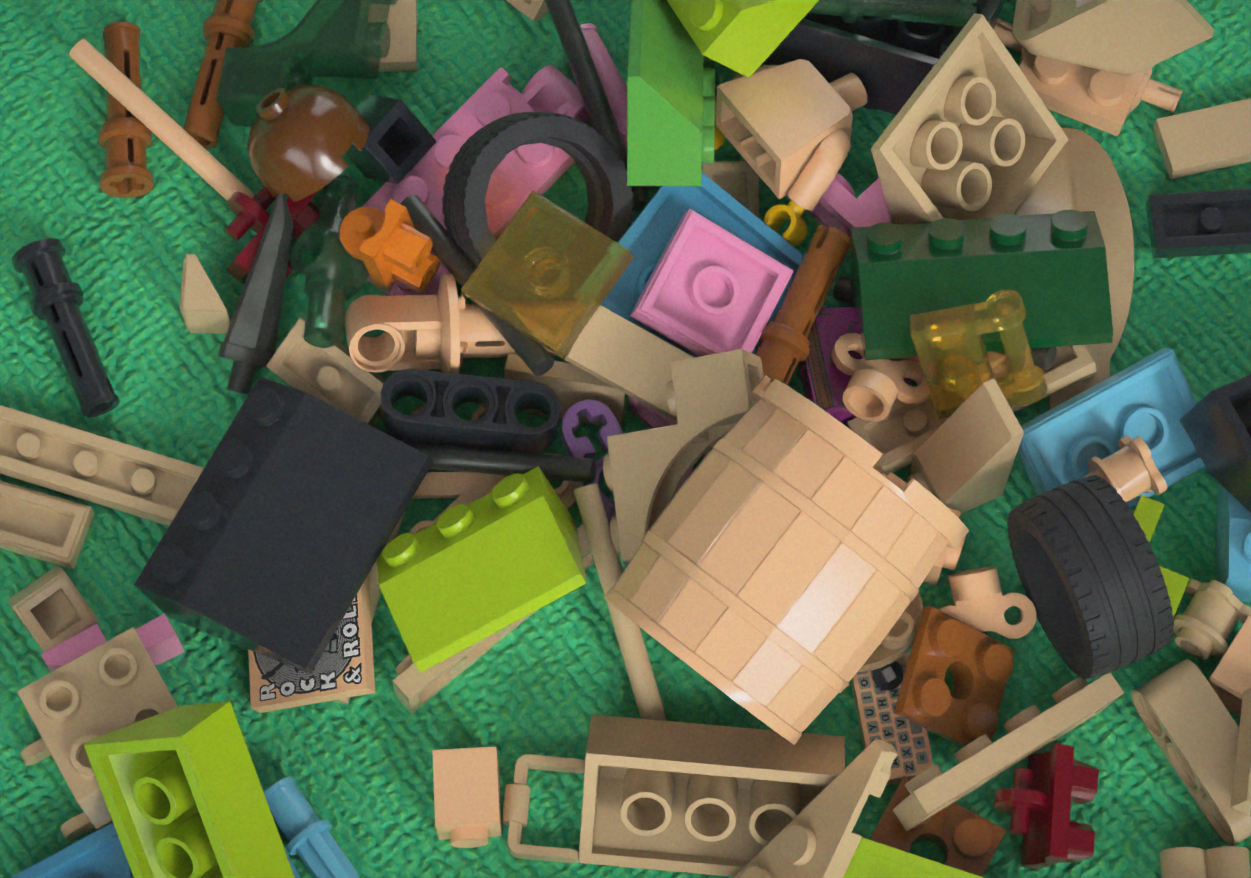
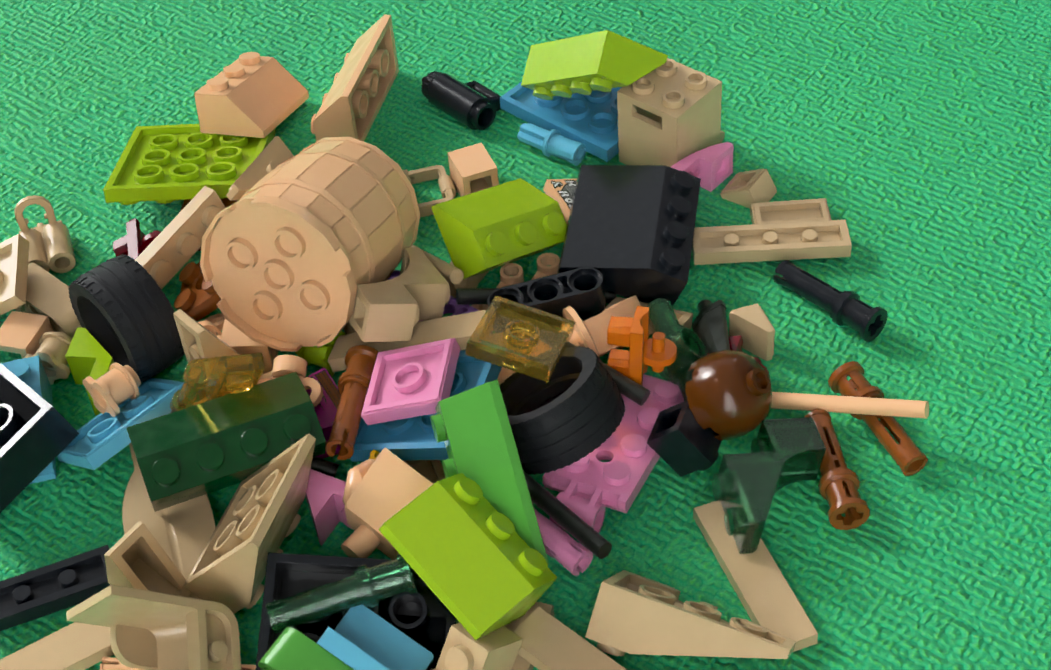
camera: 165 degrees right, 25 degrees down
(1117, 156) = (142, 564): none -> tan slope

